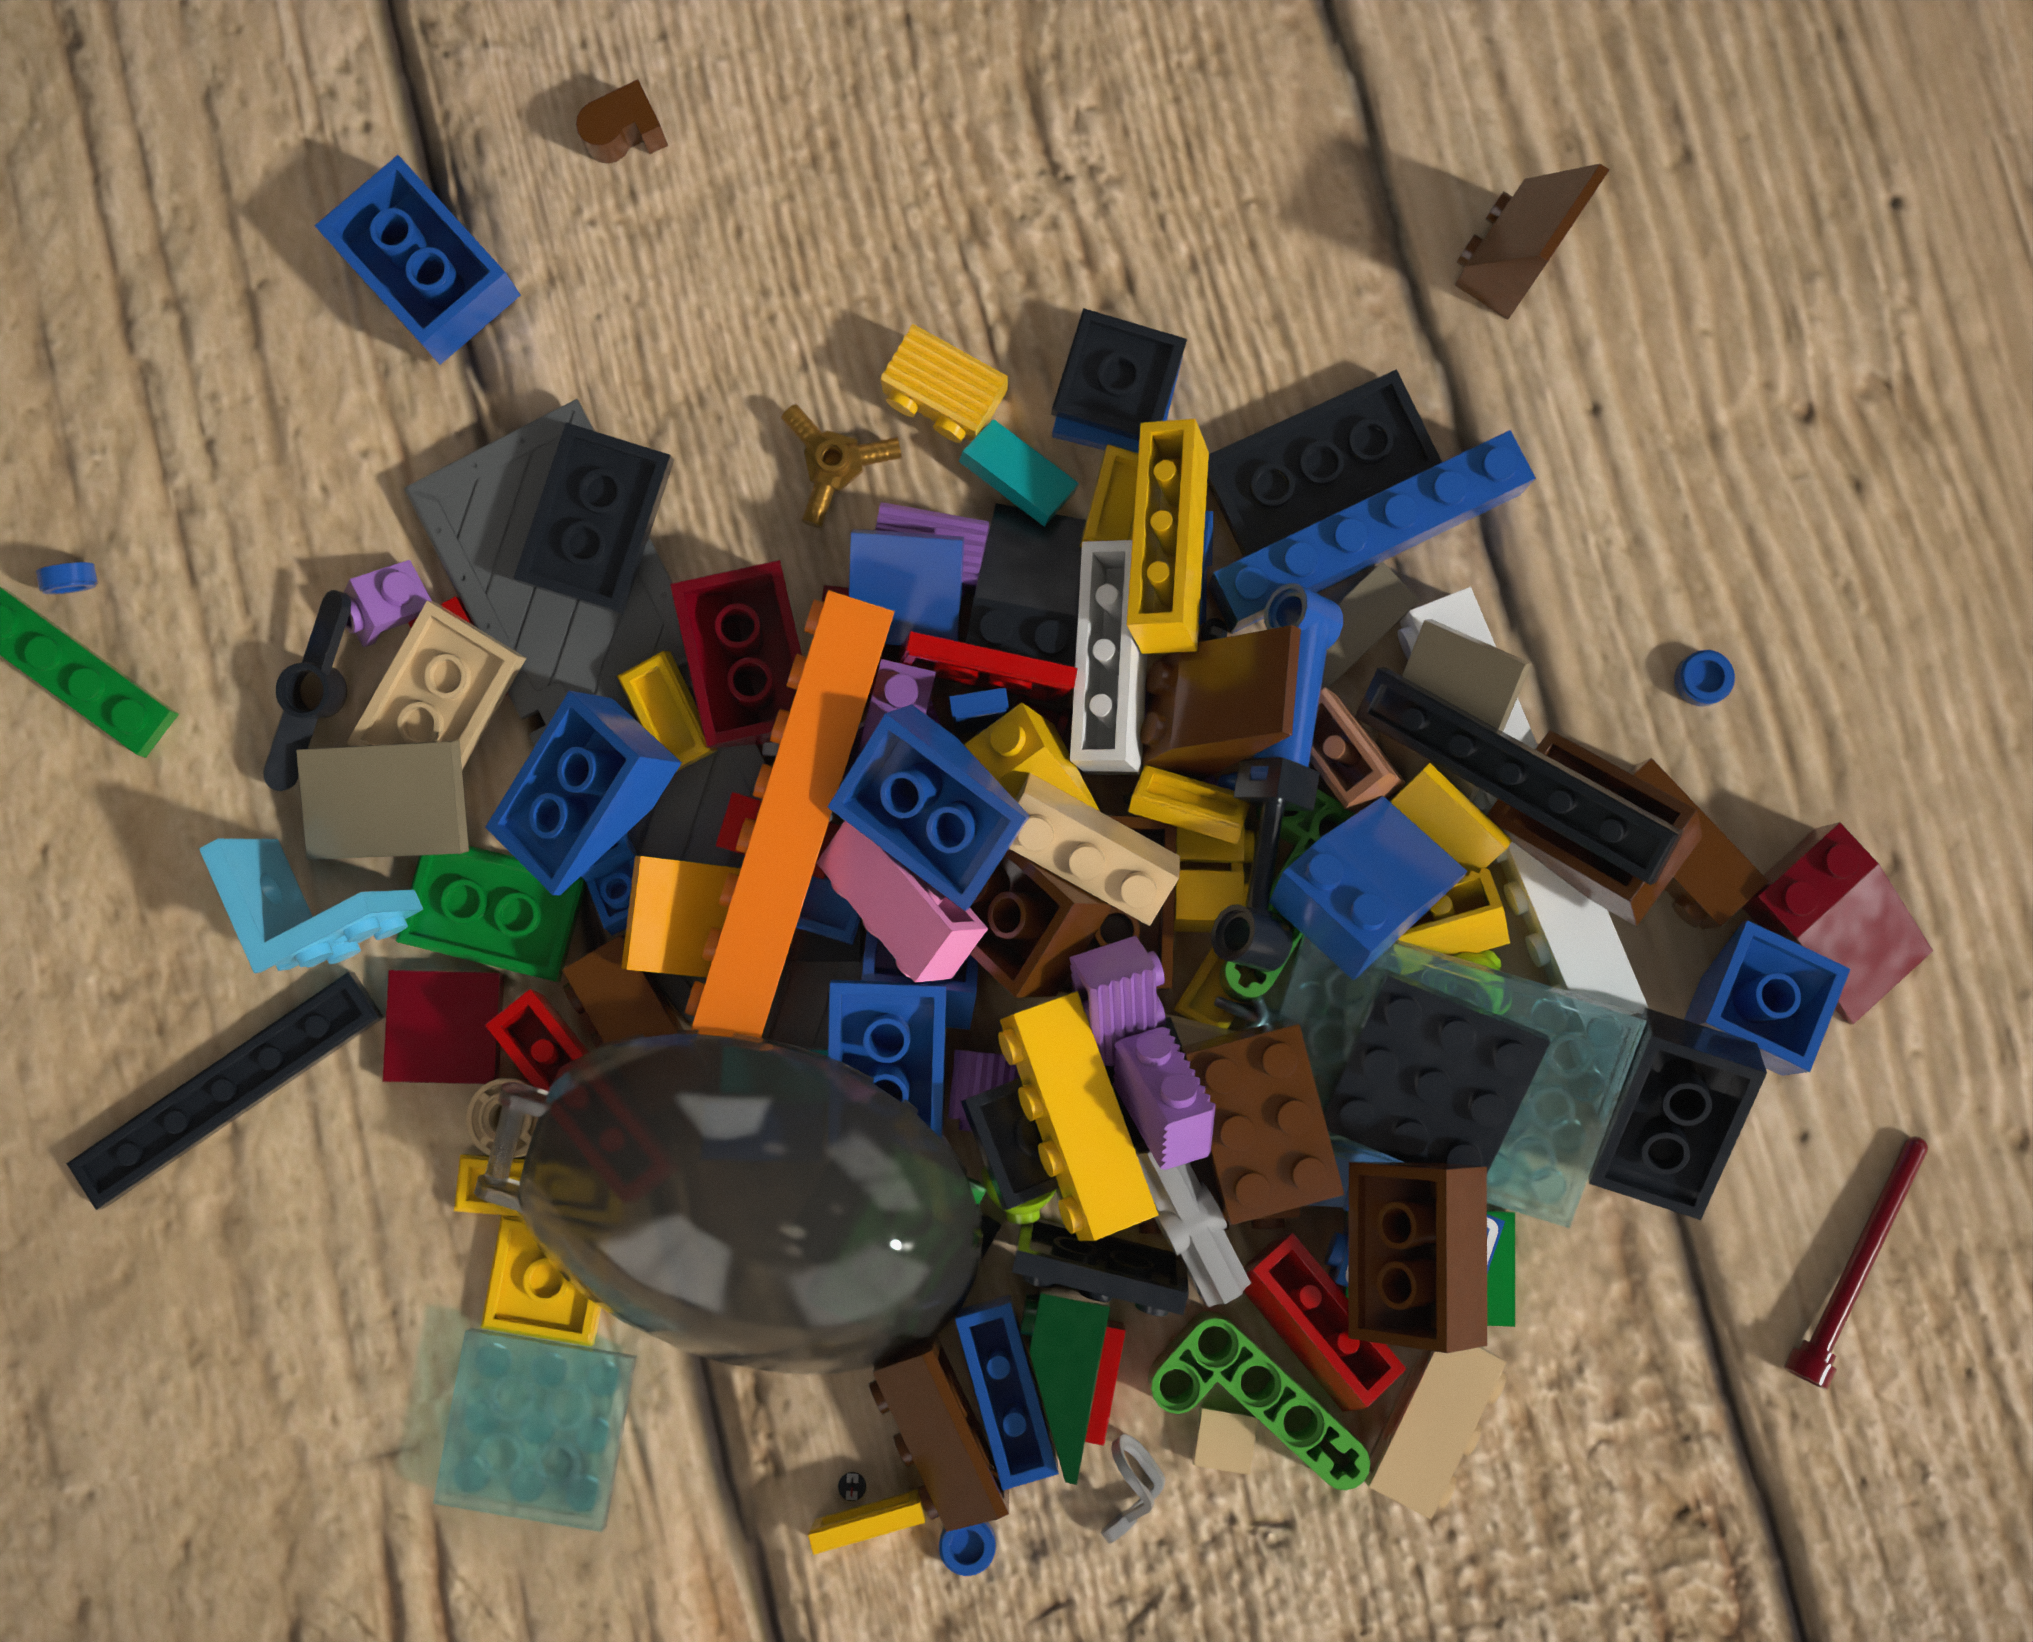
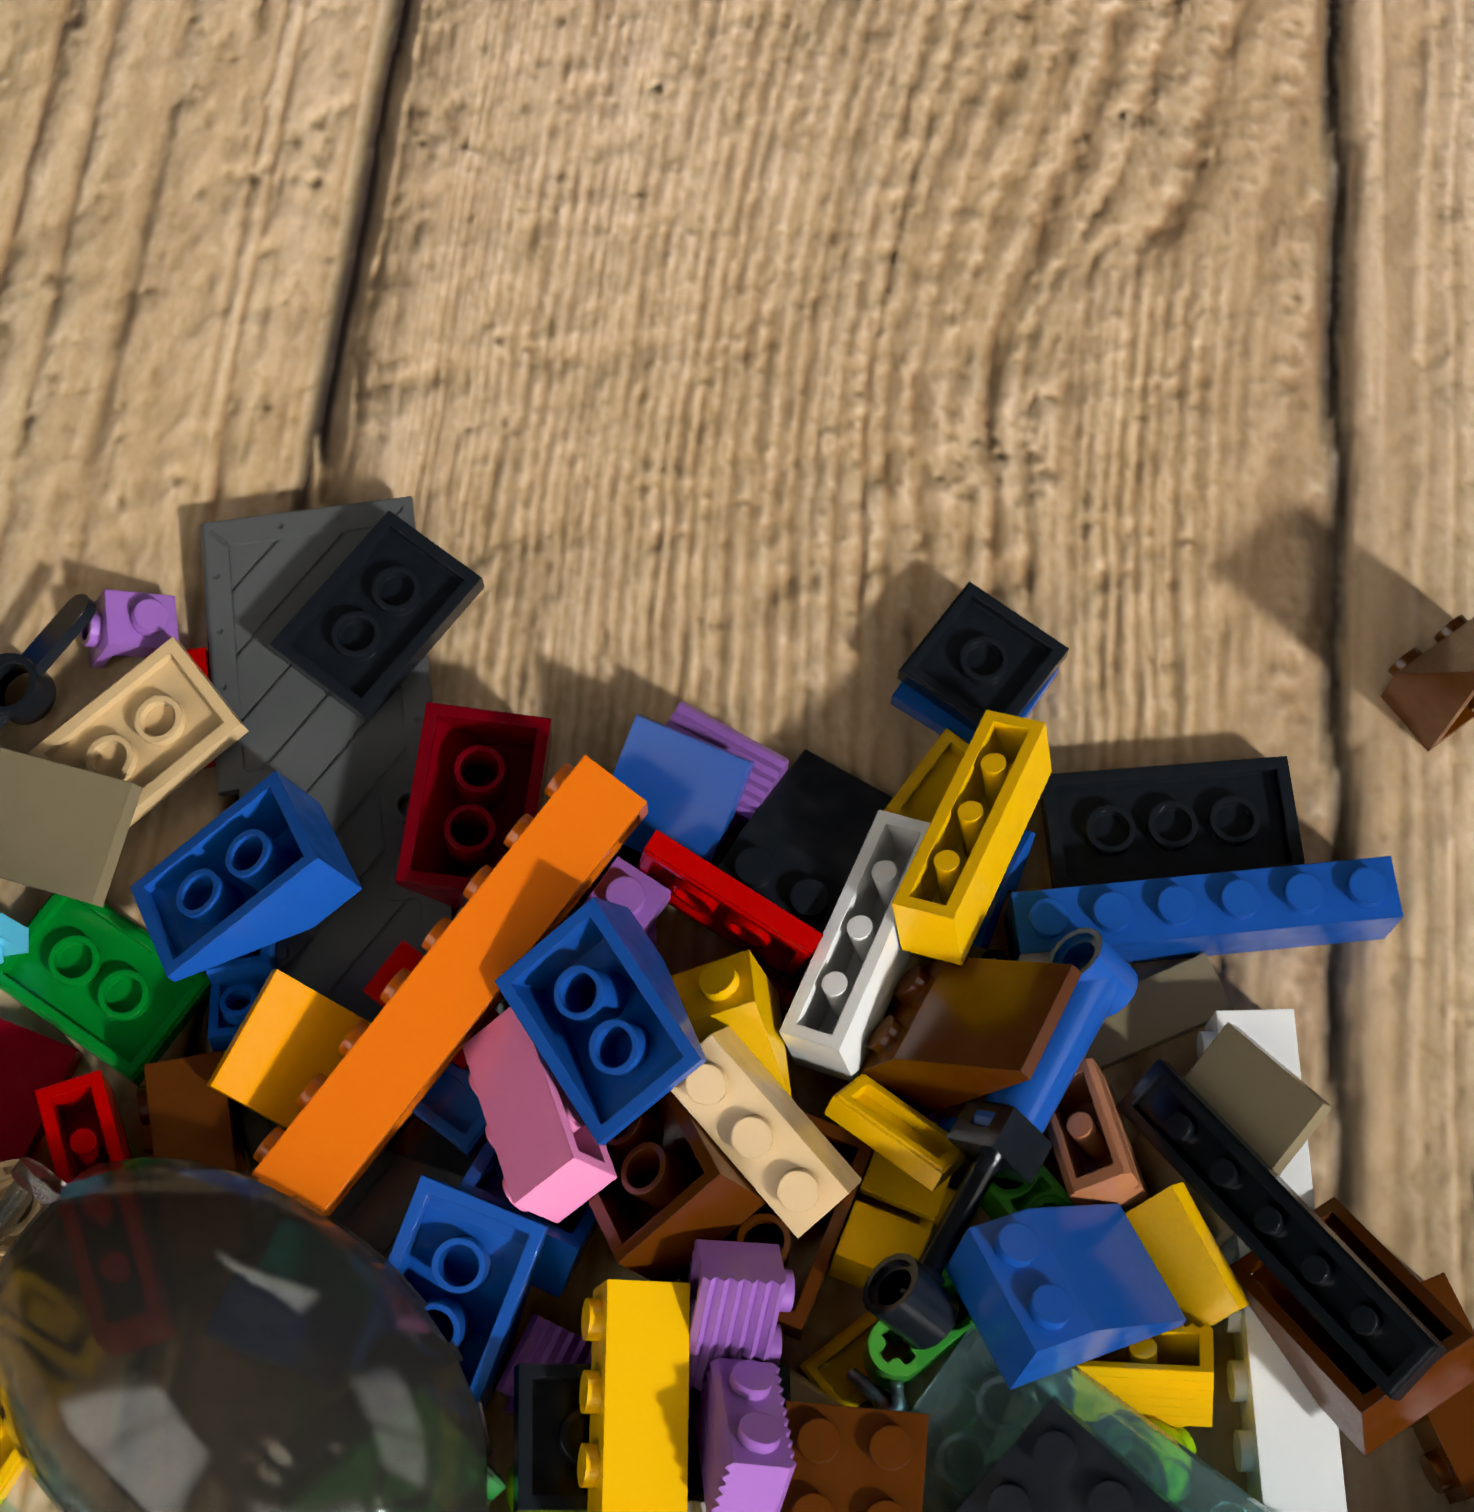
camera: 20 degrees right, 15 degrees down
(418, 259) = (311, 314): blue brick -> none
(619, 122) = (564, 255): reddish brown leg -> none
(666, 707) = (371, 833): yellow tile -> none
(833, 461) = (649, 647): pearl gold piece -> none
(942, 385) = (794, 611): yellow brick -> none
(978, 709) = (699, 943): blue tile -> none
(1018, 472) = (841, 725): teal tile -> none

